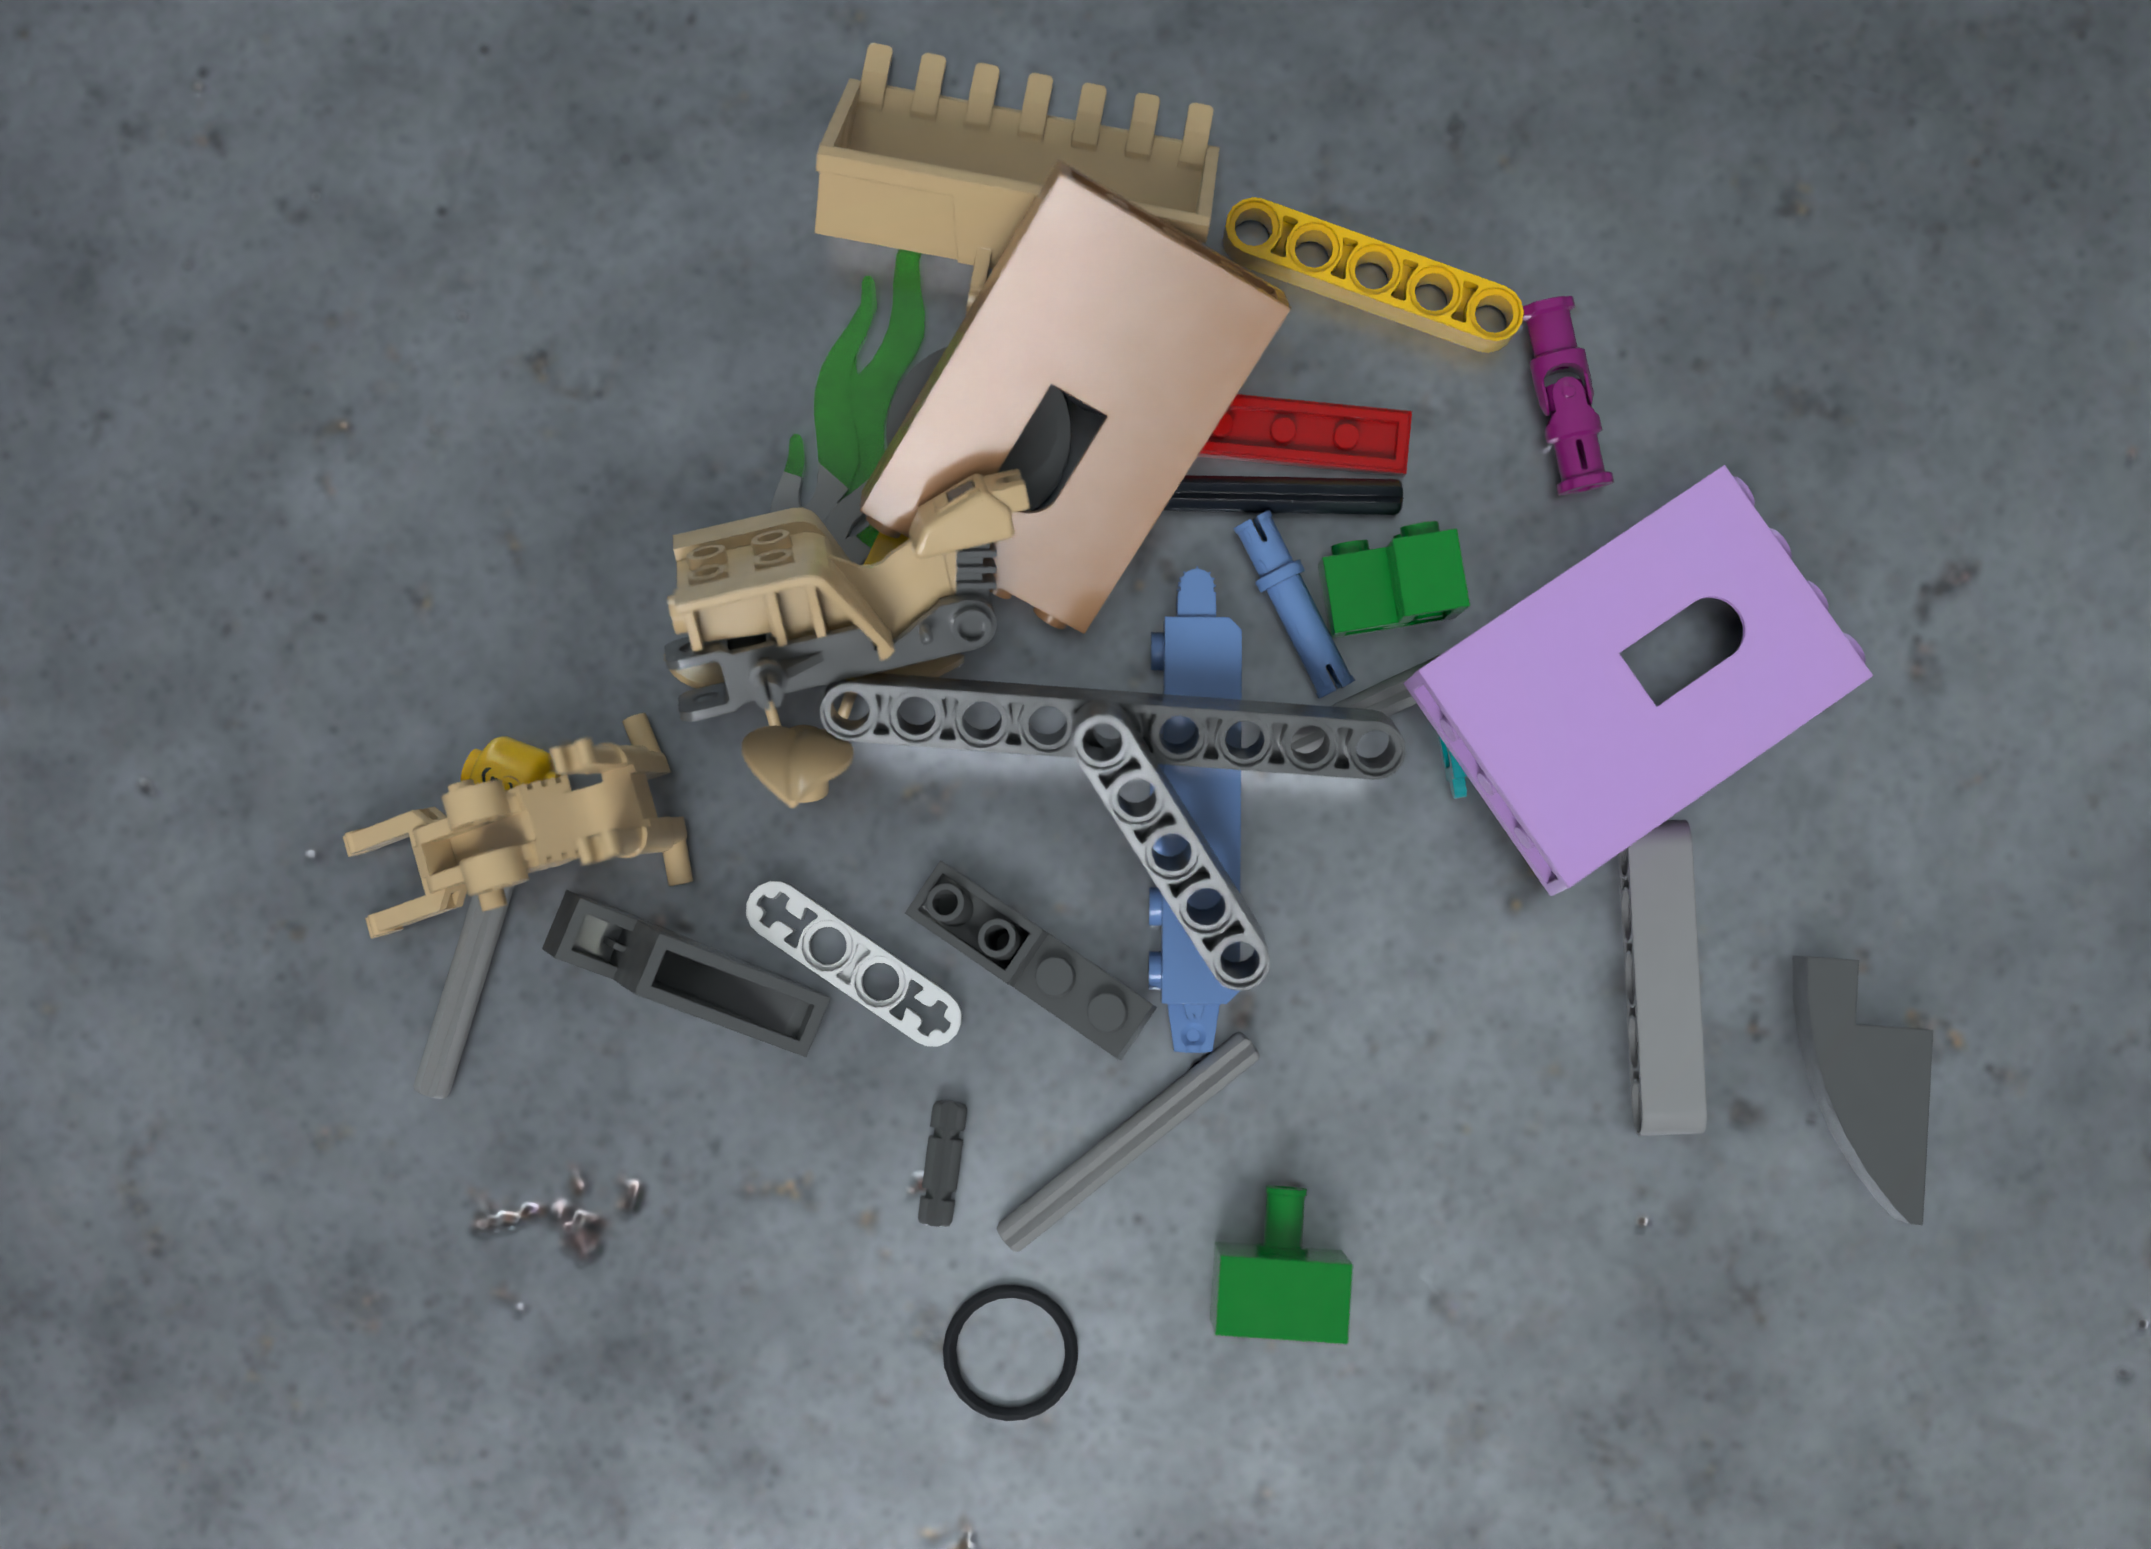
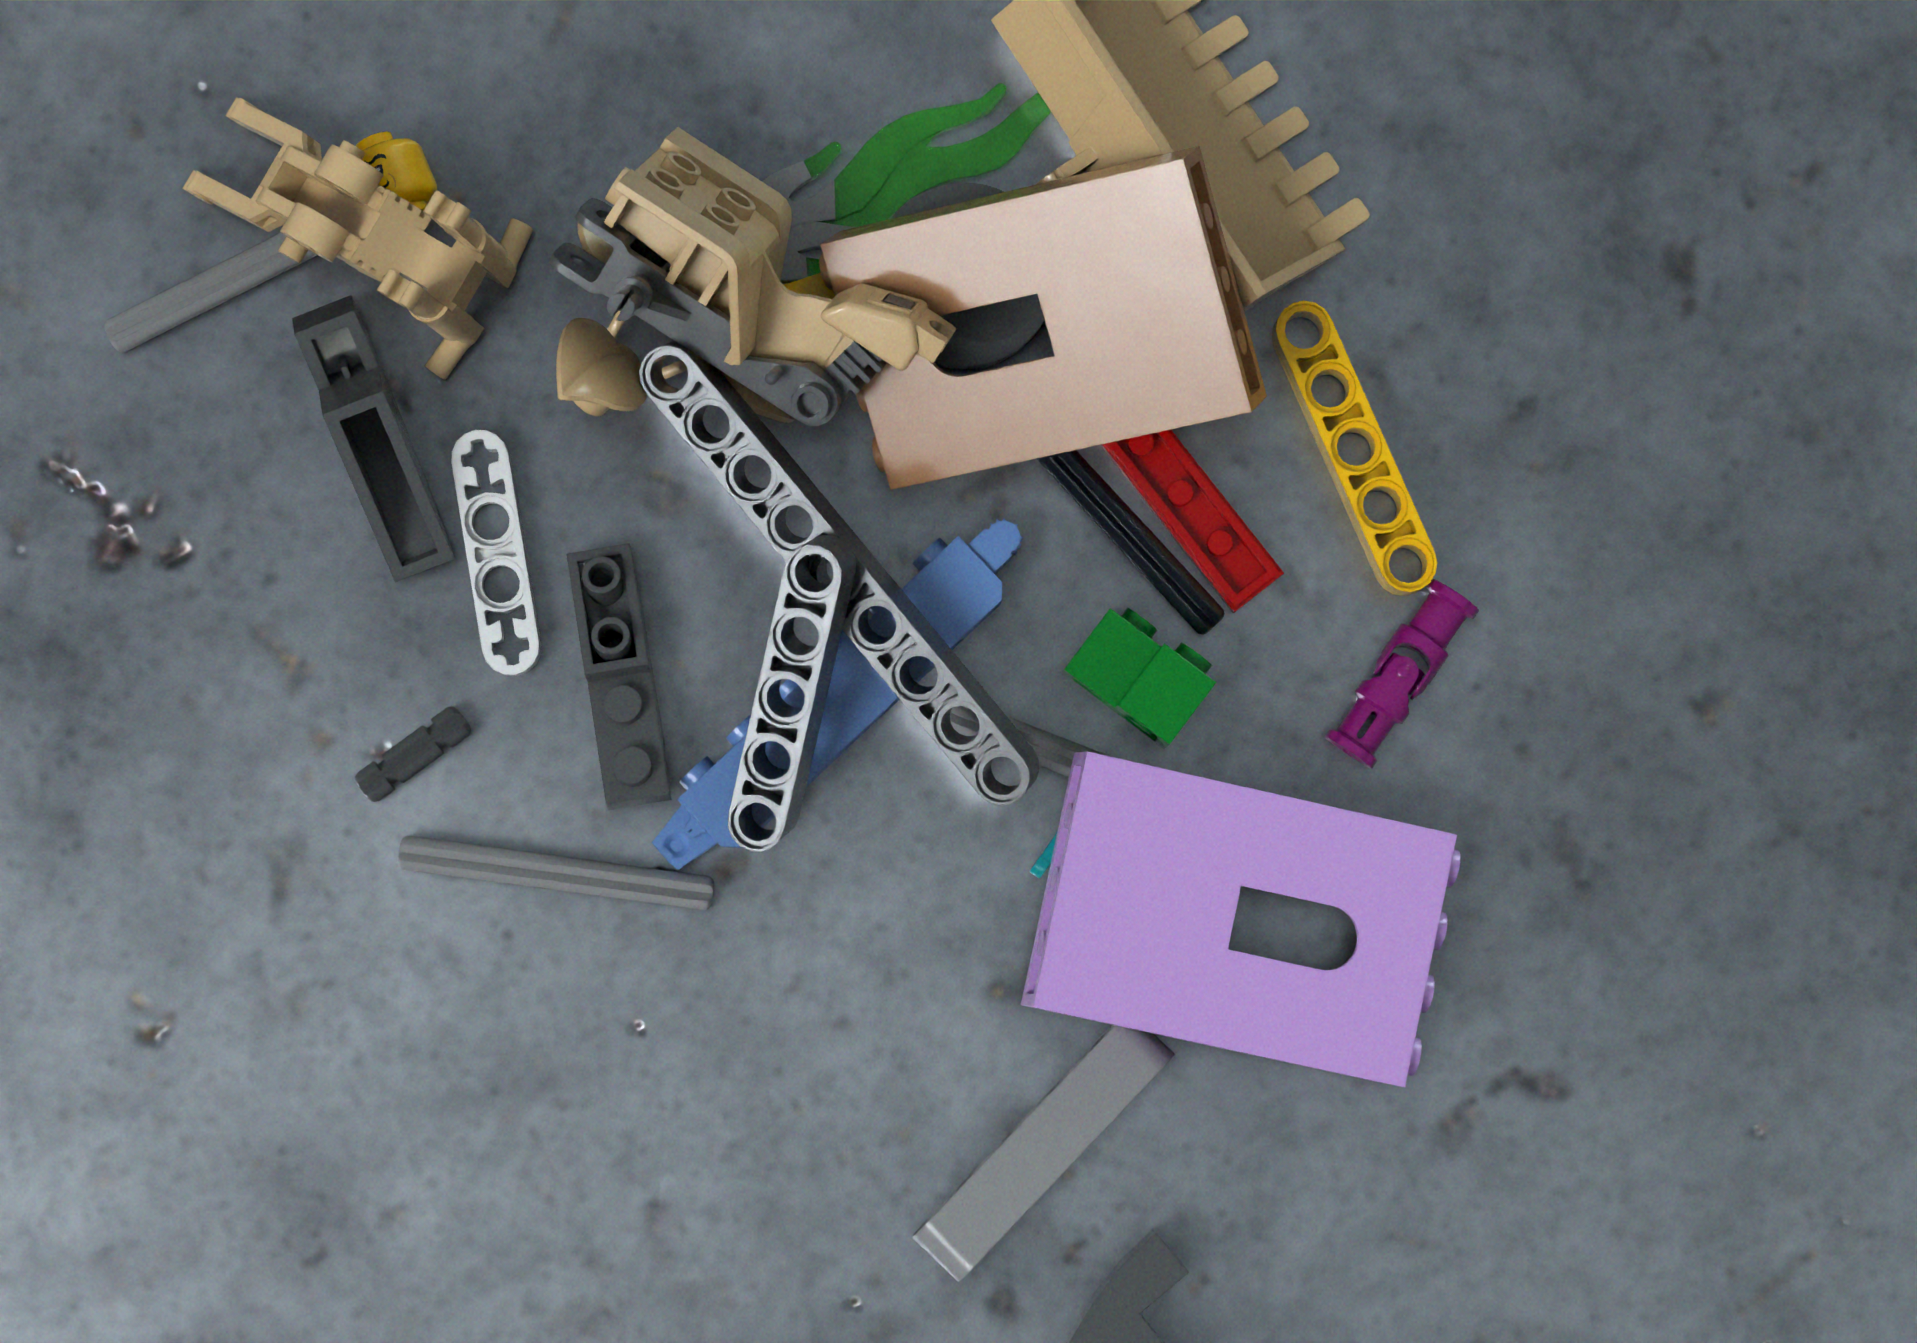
camera: 40 degrees right, 0 degrees up
(1057, 1390) = (280, 892): black tyre -> none
(1279, 1284) = (557, 1075): green brick -> none
(1293, 603) = (1060, 620): medium blue pin -> none

